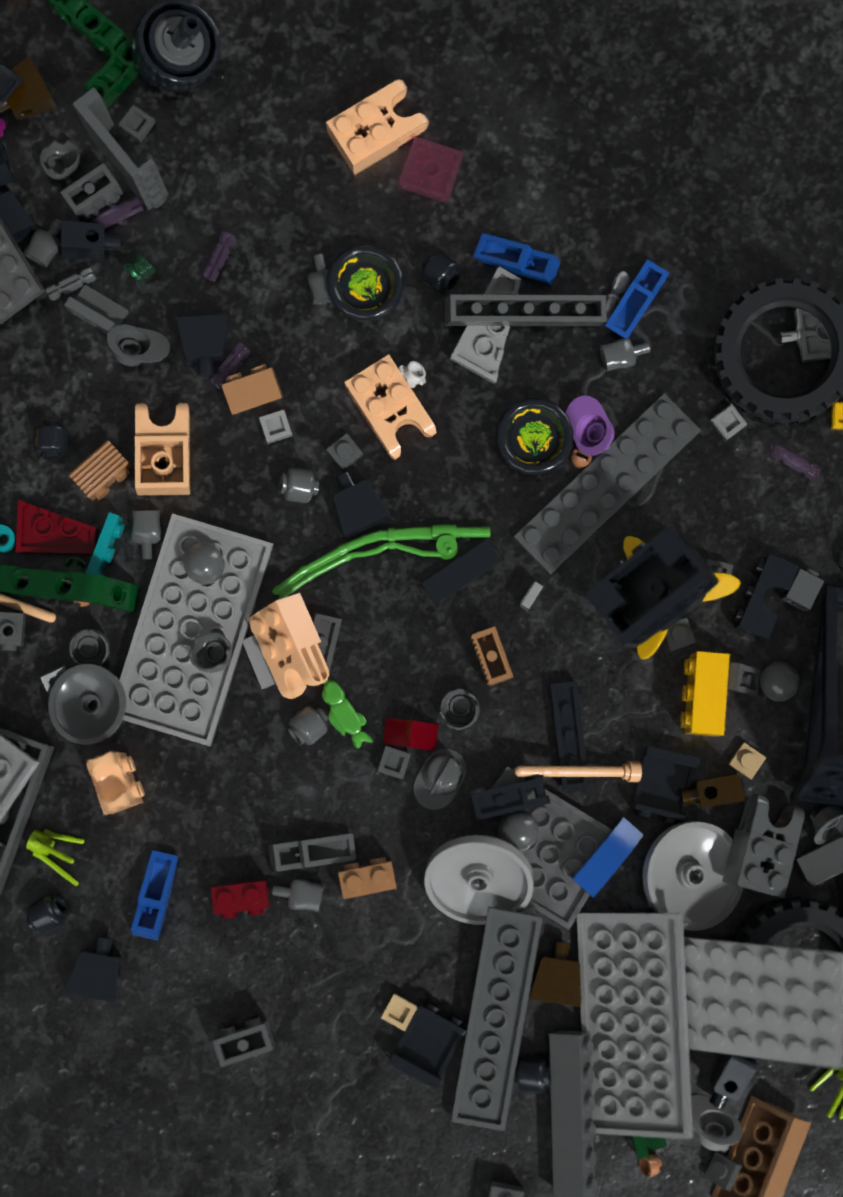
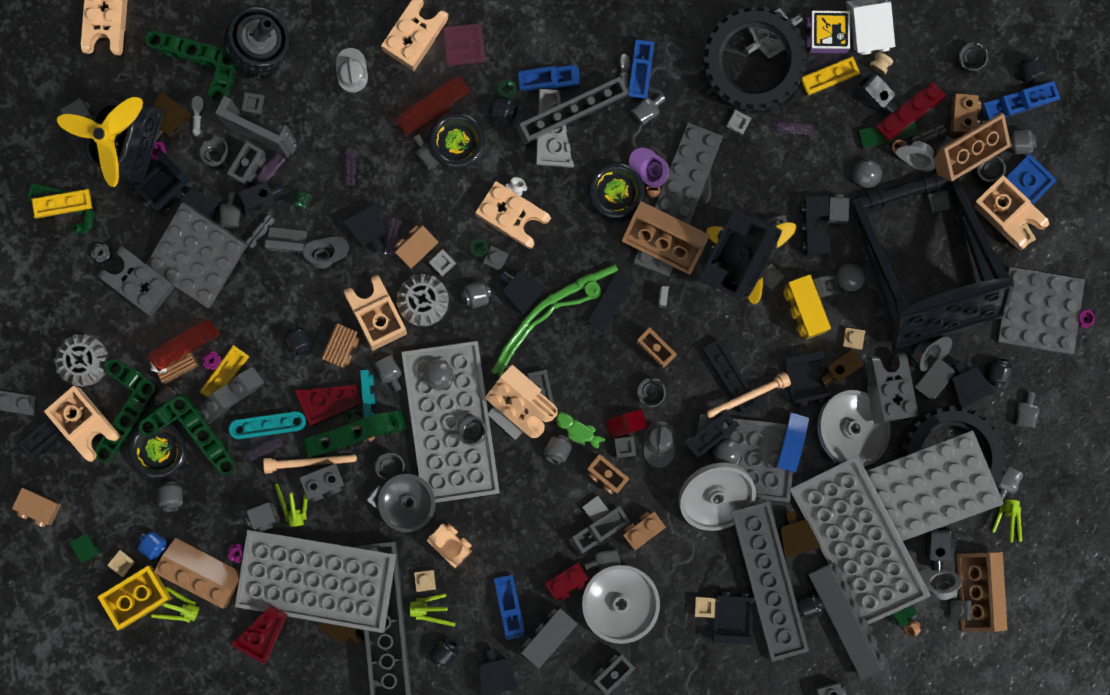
camera: 30 degrees left, 0 degrees up
(66, 812) = (425, 580): none -> tan plate
(67, 97) = (197, 107): none -> light grey piece
(183, 956) = (548, 637): none -> dark grey brick
(243, 479) = (438, 307): none -> light grey gear
(278, 138) = (351, 70): none -> light grey piece
(294, 958) = (620, 604): none -> light grey dish
(321, 822) = (595, 509): none -> light grey tile
(332, 433) = (481, 250): none -> clear green wheel
(355, 786) = (608, 474): none -> medium nougat brick
(356, 225) = (432, 105): none -> clear red slope
(458, 254) = (507, 92): none -> clear green wheel
(568, 523) = (665, 238): none -> medium nougat slope

